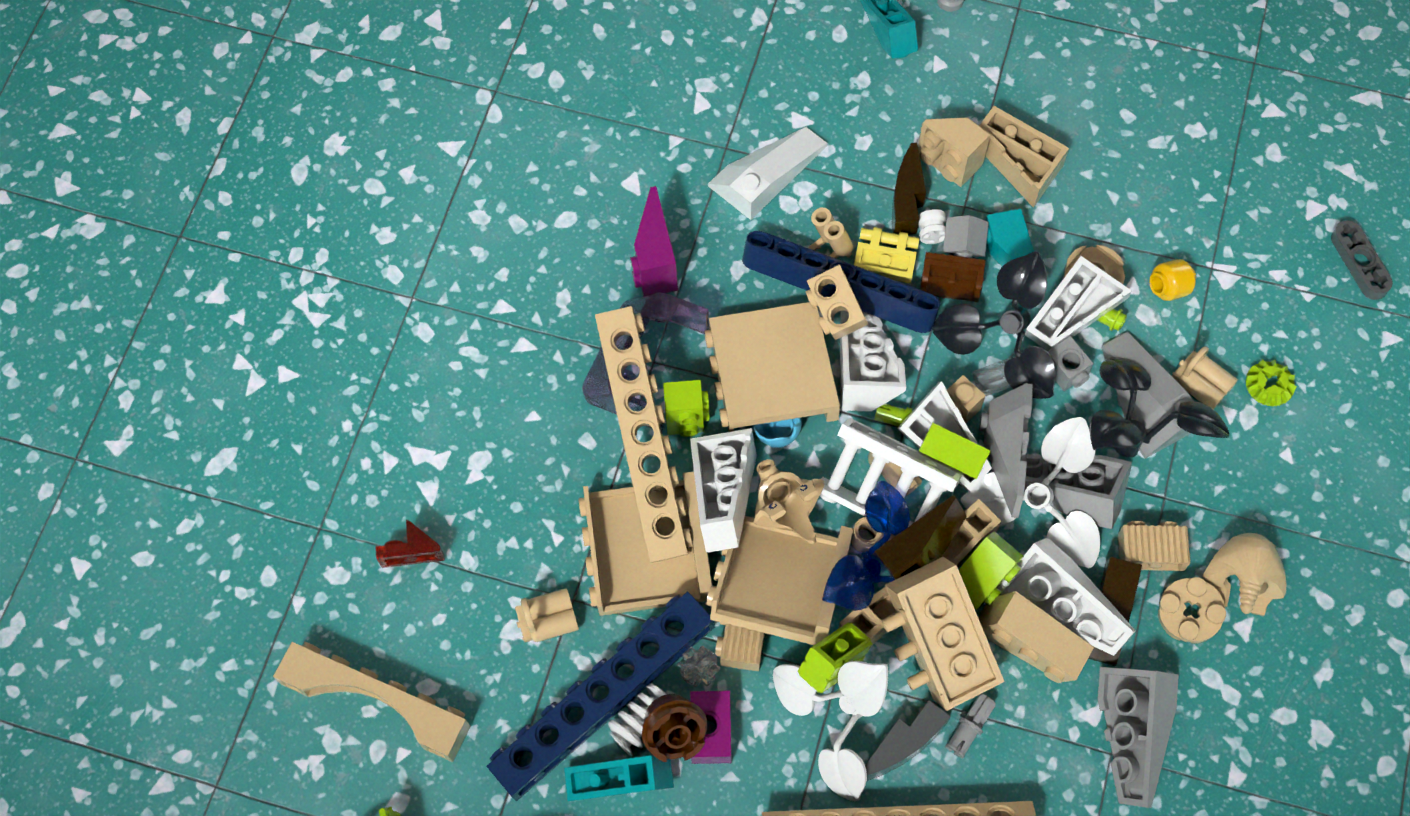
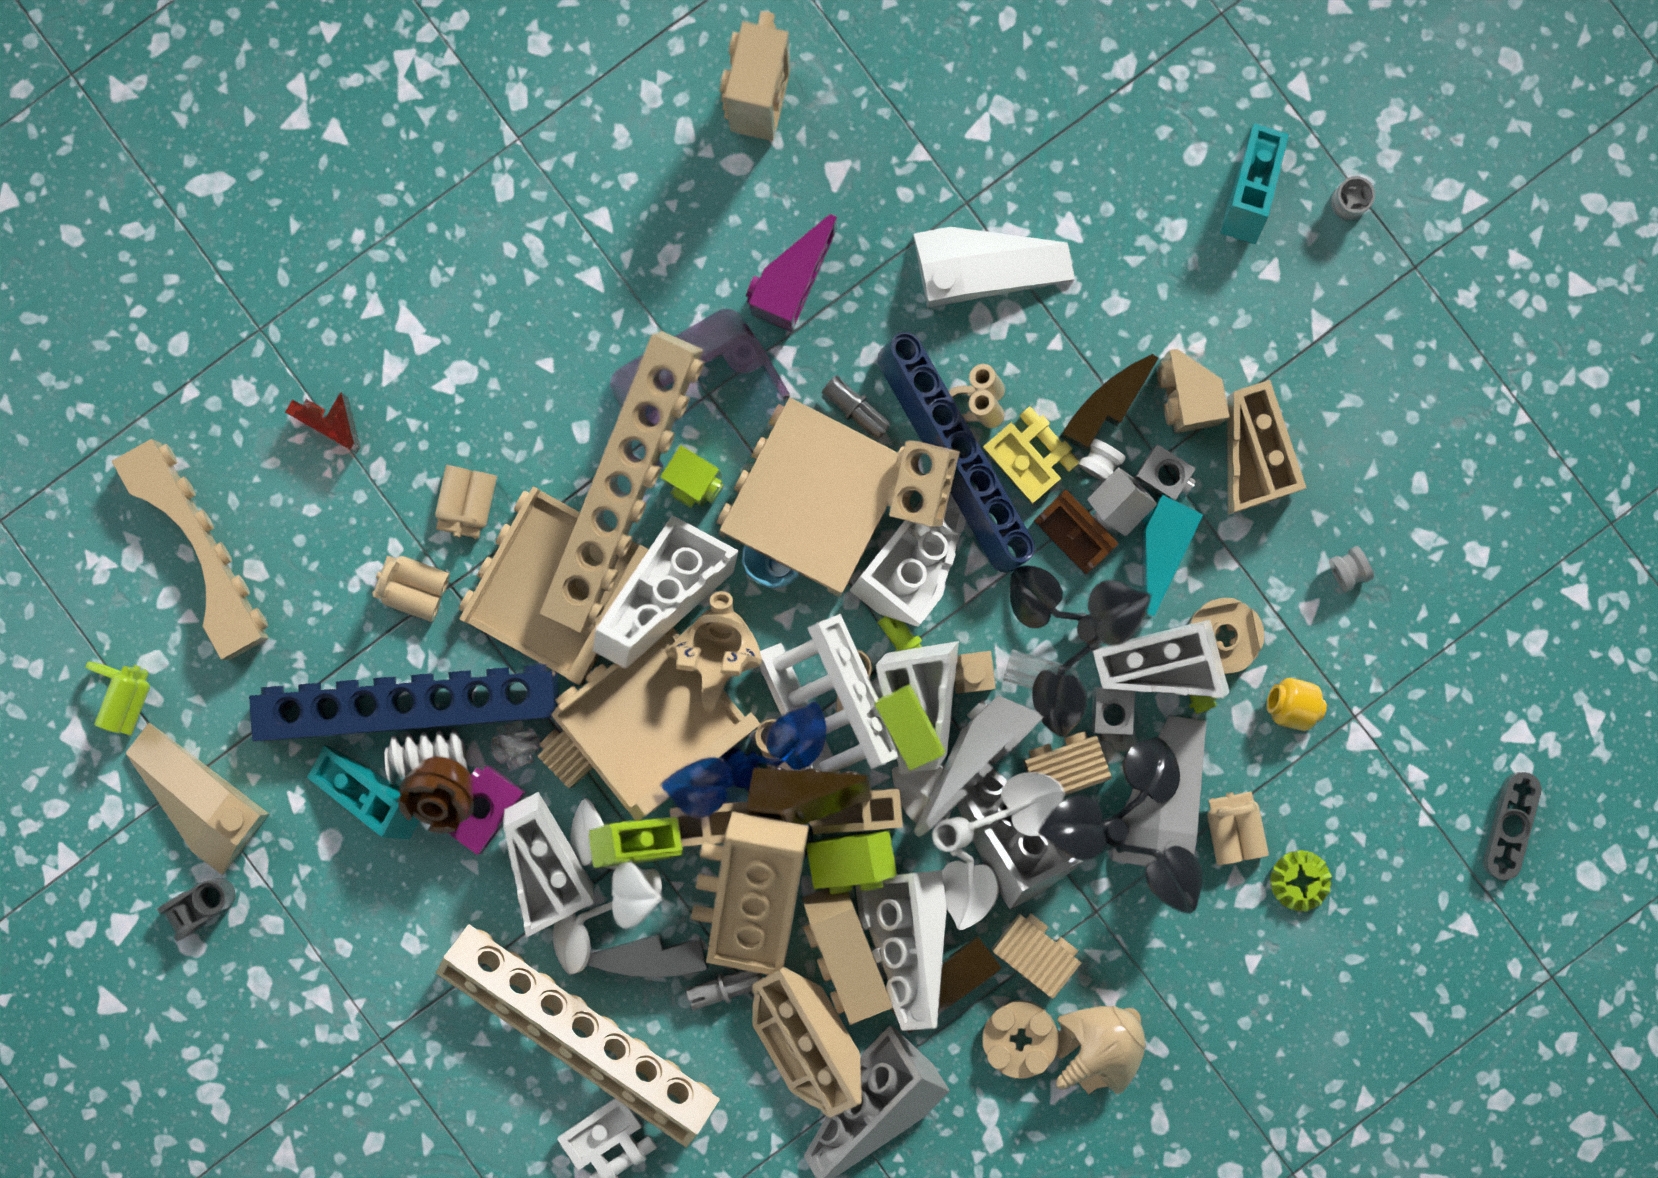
camera: 35 degrees right, 20 degrees up
(542, 534) = (464, 501): none -> tan piece
(544, 144) = (758, 78): none -> tan piece
(753, 301) = (856, 407): none -> dark grey axle
(783, 728) = (544, 866): none -> white wedge
(981, 197) = (1149, 470): none -> light grey brick
(1056, 718) = (807, 1041): none -> tan wedge
(1070, 403) = (1073, 765): none -> tan brick
(1133, 183) = (1351, 569): none -> light grey wheel

